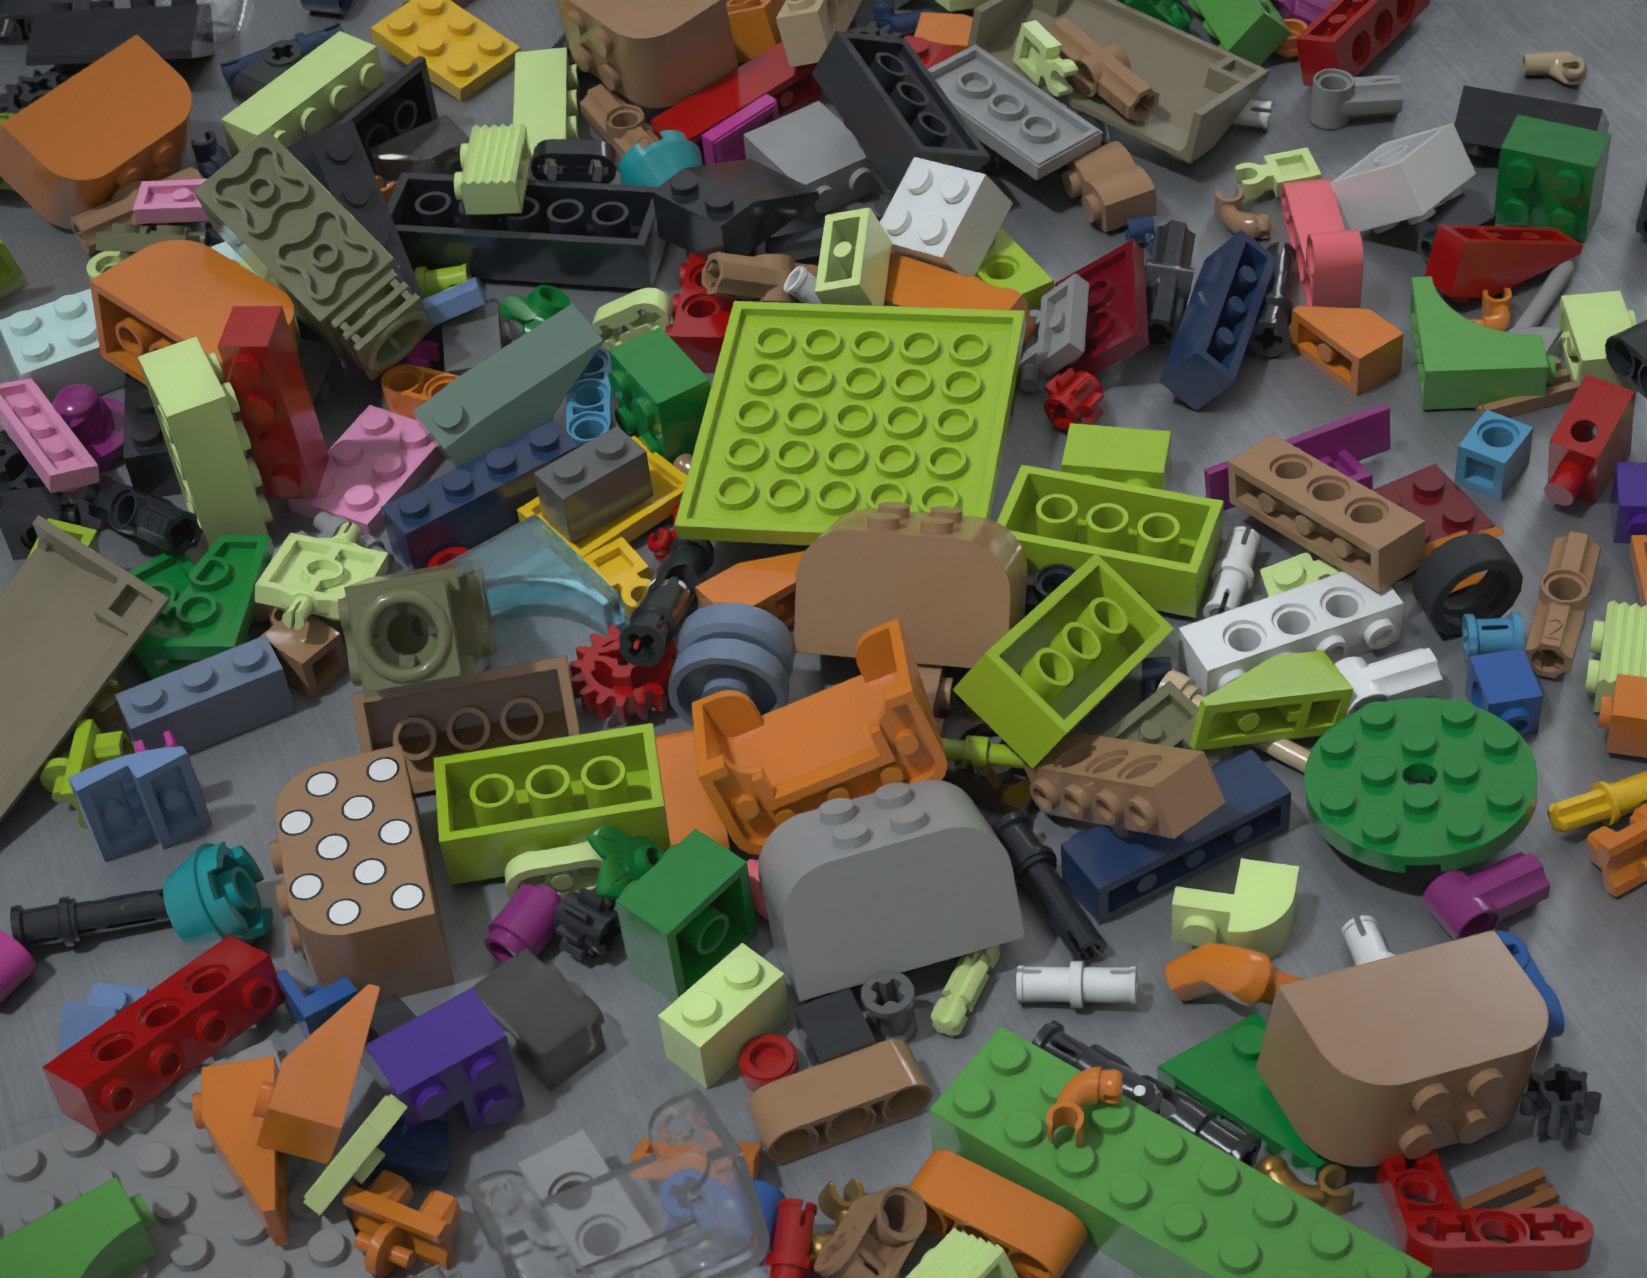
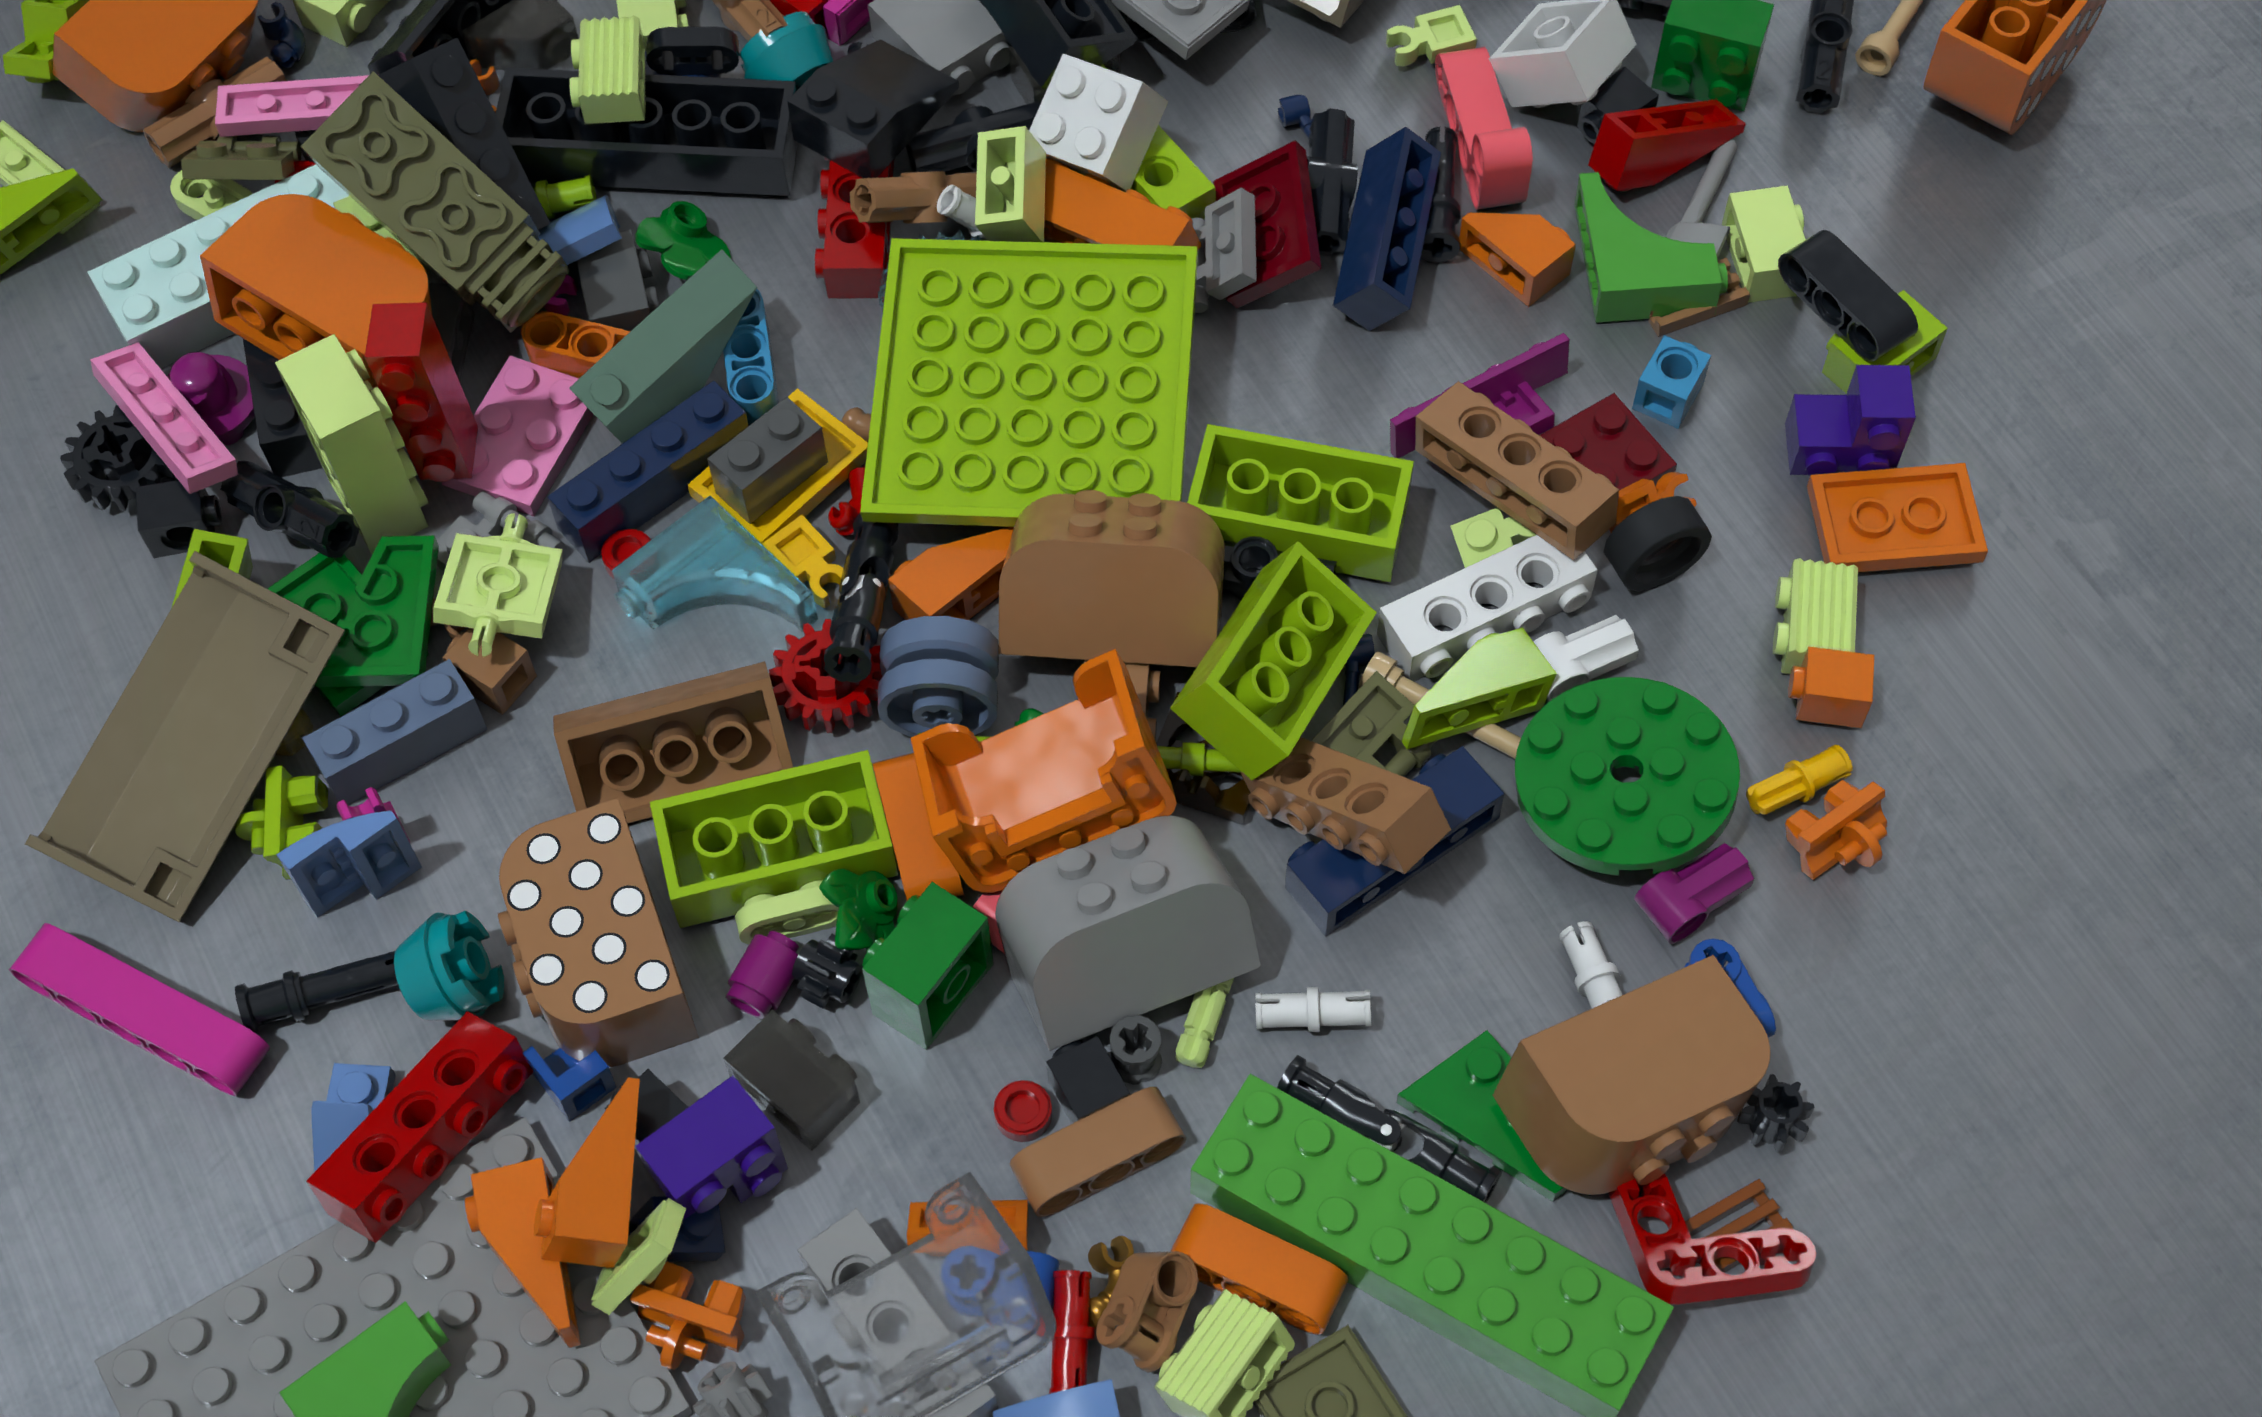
camera: 10 degrees left, 15 degrees up
(417, 628) = (616, 662): olive piece -> none
(627, 313) = (777, 243): yellowish green beam -> none
(658, 394) = (823, 347): green brick -> none
(722, 1013) = (976, 1066): yellowish green brick -> none
(1035, 870) = (1261, 884): black pin -> none
(1073, 399) = (1247, 329): red gear -> none
(1083, 1089) = (1337, 1148): orange arm -> none
(1110, 186) = (1260, 58): medium nougat brick -> none
(1119, 454) = (1299, 404): lime brick -> none
(1227, 969) = (1468, 997): orange arm -> none
(1230, 212) = (1399, 99): medium nougat arm -> none
(1233, 573) = (1424, 534): white pin -> none
(1252, 918) = (1473, 933): yellowish green brick -> none
(1322, 1194) = (1517, 1204): pearl gold arm -> none
(1491, 635) = (1683, 596): dark azure bush -> none
(1495, 312) = (1663, 208): orange arm -> none
(1506, 687) = (1699, 661): blue brick -> none
(1562, 604) = (1744, 579): medium nougat piece -> none
(1586, 462) = (1766, 371): red torso -> none

